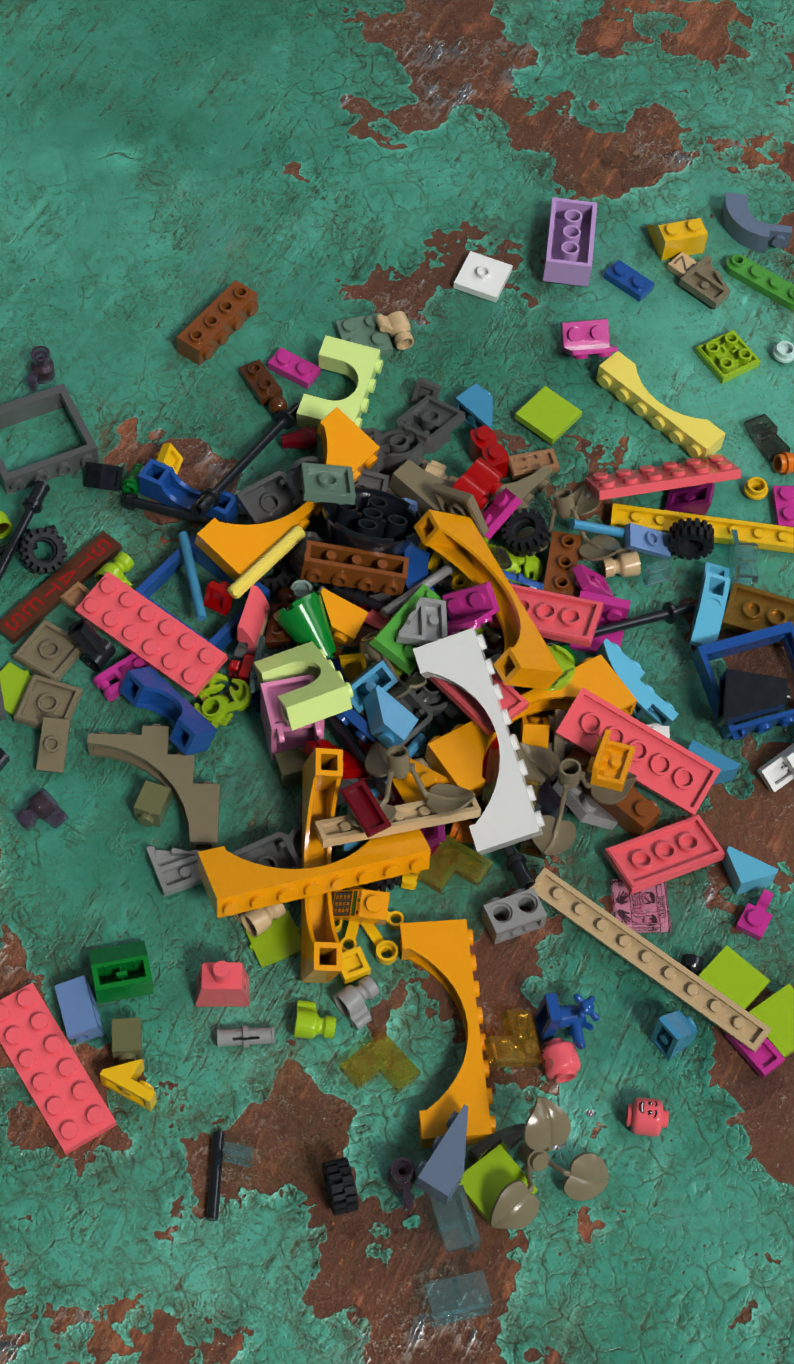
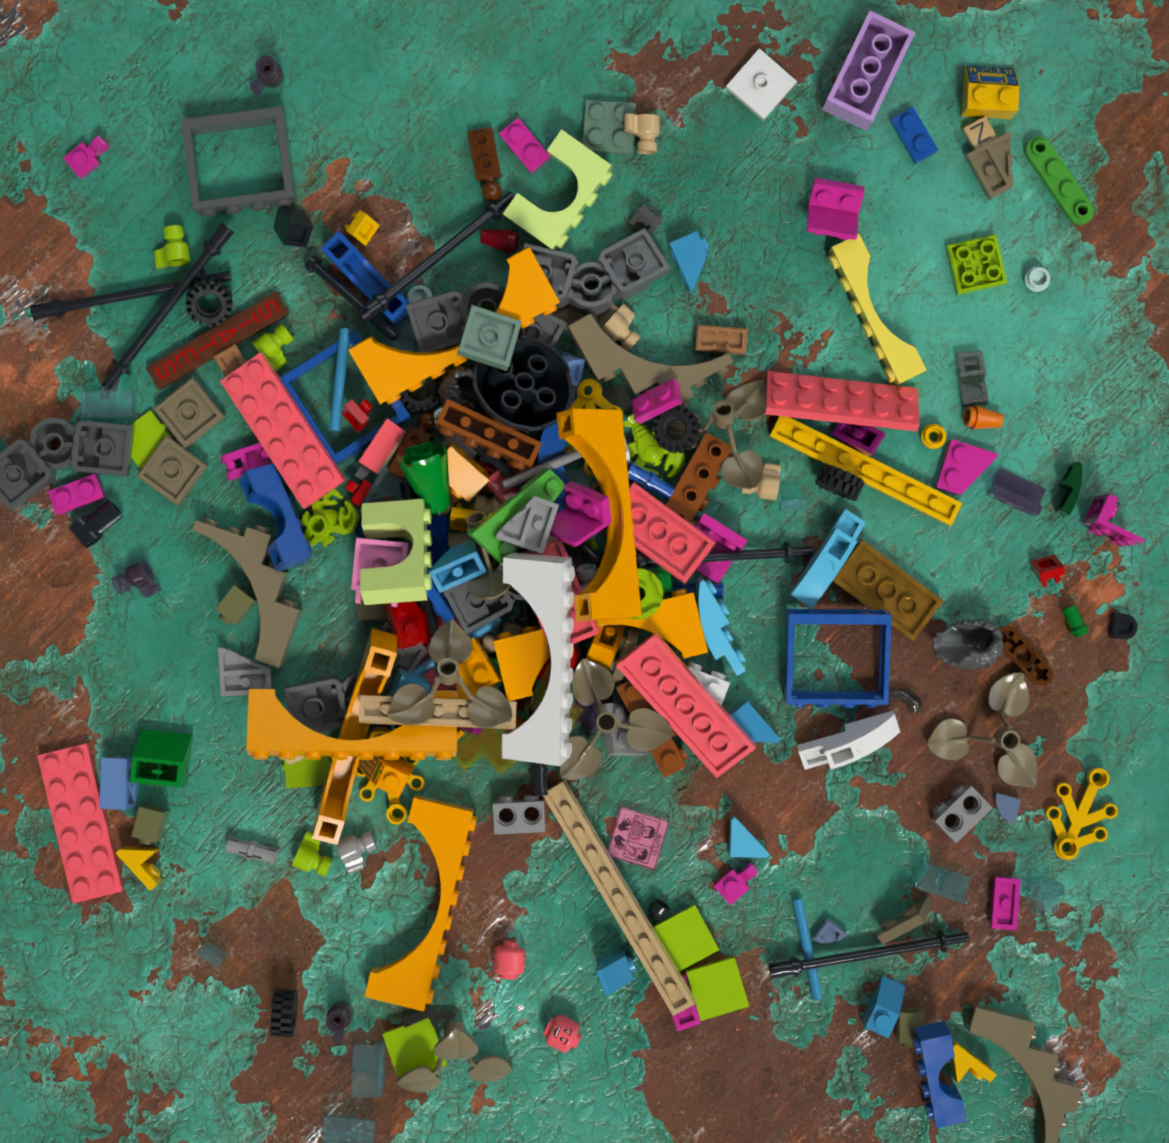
camera: 20 degrees right, 30 degrees up
(53, 745) = (164, 516): dark tan plate -> none
(95, 649) = (227, 425): black piece -> none
(131, 483) = (322, 238): green pin -> none
(215, 1176) = (190, 962): black bar -> none
(217, 323) = (463, 67): dark orange brick -> none
(222, 985) = (245, 802): coral torso -> none
(266, 562) = (408, 398): light yellow axle -> none
(354, 965) = (361, 819): yellow tile -> none
(365, 808) = (402, 709): dark red tile -> none
(382, 1057) = (360, 904): clear yellow plate -> none
(387, 717) = (461, 613): dark azure slope -> none
(445, 1168) = (368, 1037): sand blue slope -> none
(459, 503) = (618, 391): dark tan plate -> none
(481, 481) = (644, 367): red brick -> none
(484, 445) = (681, 324): red brick -> none
(501, 557) = (641, 451): clear smoke arm -> none
(519, 1045) = (482, 935): clear yellow plate -> none
(548, 415) = (760, 285): lime tile -> none
(553, 1016) = (531, 929): blue piece -> none
(591, 581) = (722, 502): dark pink plate -> none
(597, 528) = (764, 451): dark azure bar -> none
(611, 763) = (652, 720): light orange bracket -> none
(647, 541) = (796, 468): medium blue plate -> none
(664, 854) = (676, 802): coral piece -> none
(742, 560) = (881, 520): clear light blue panel -> none
(747, 229) = (1067, 106): sand blue arch -> none
(749, 696) = (815, 683): black slope -> none

